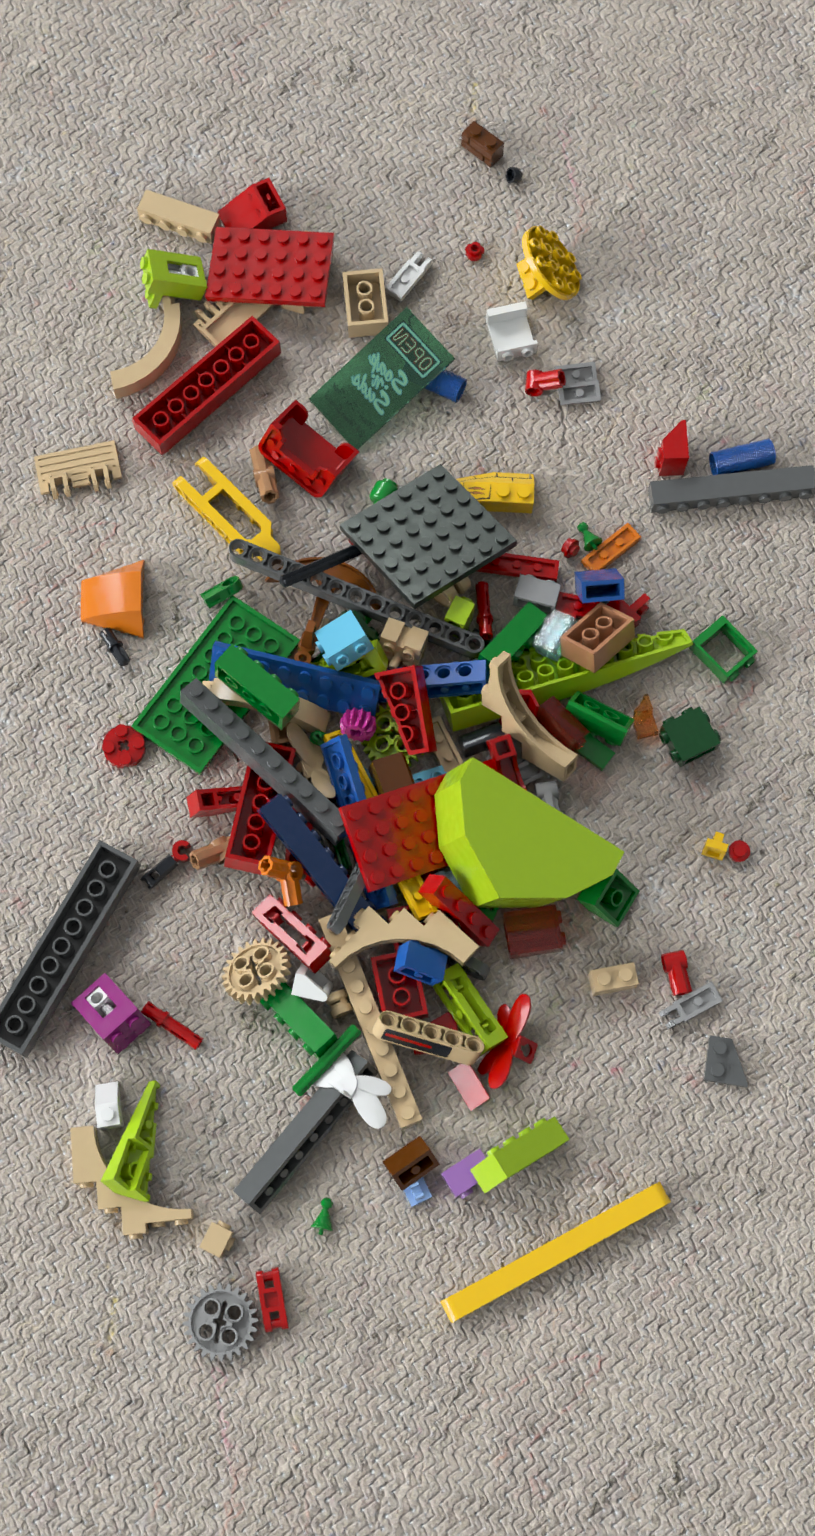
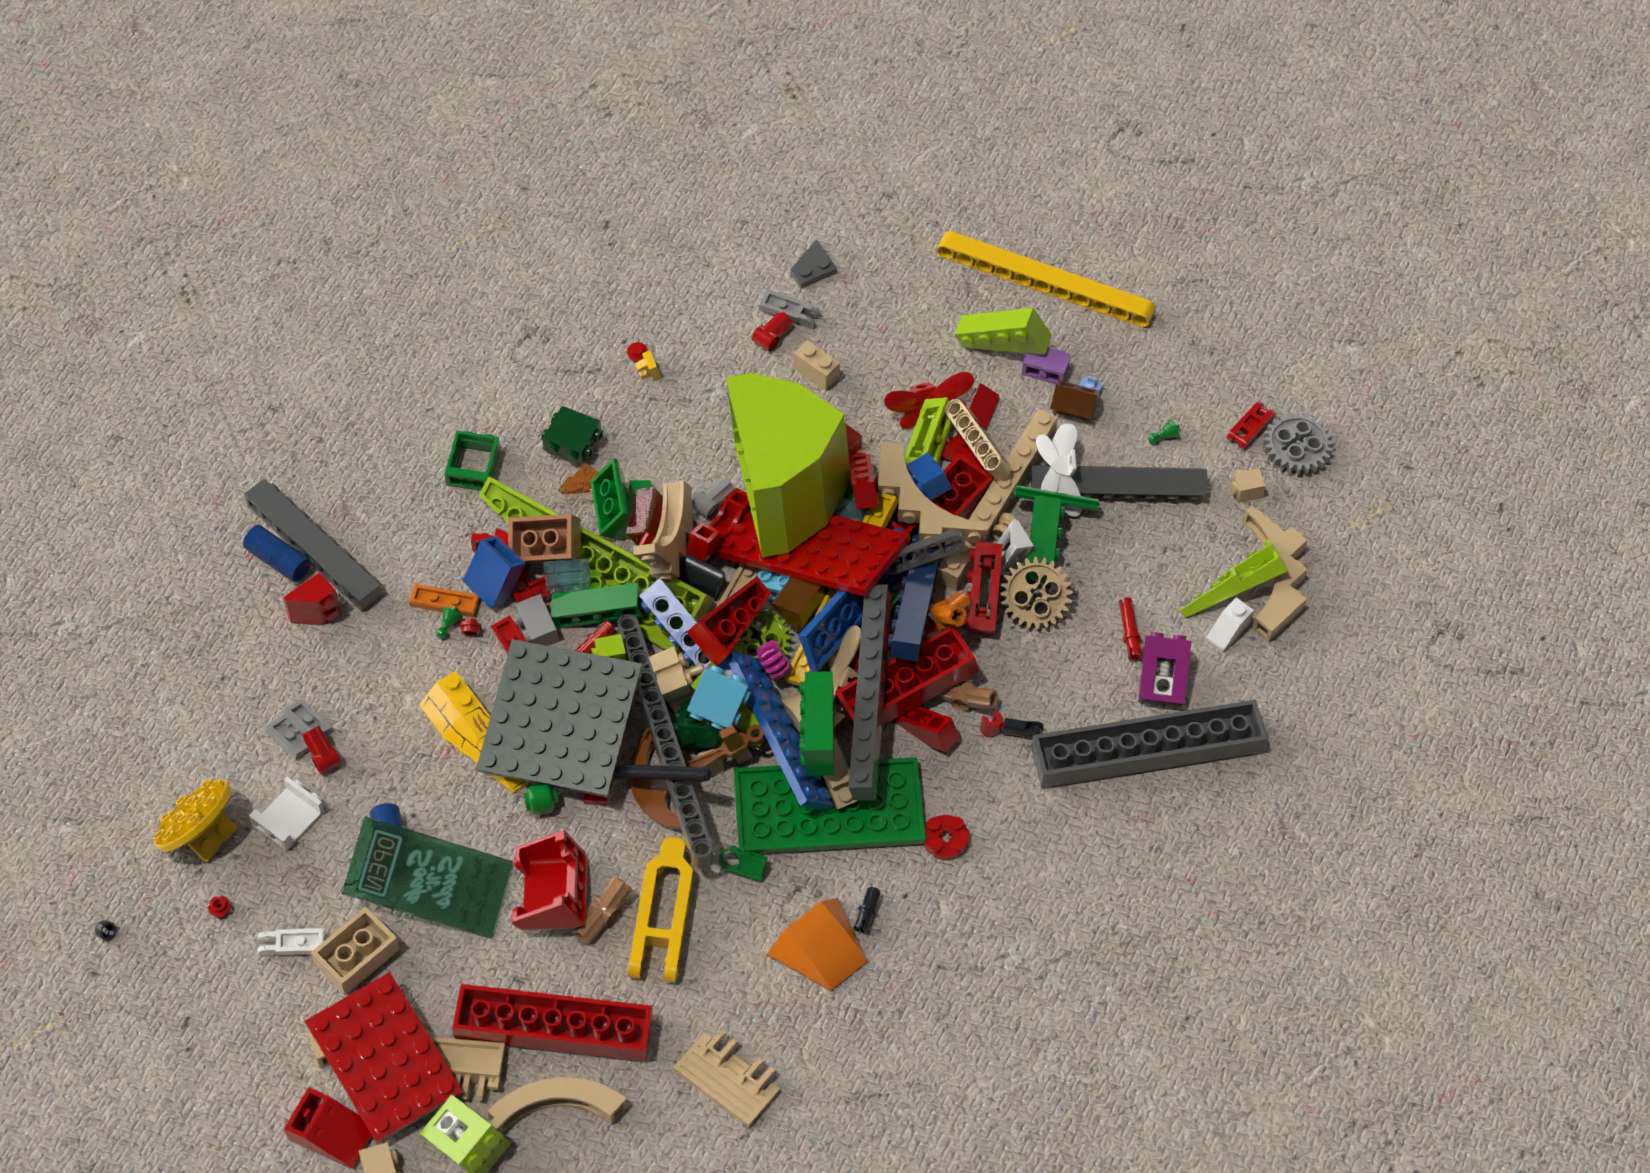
camera: 130 degrees left, 15 degrees down
(482, 144) = (90, 978): reddish brown brick -> none

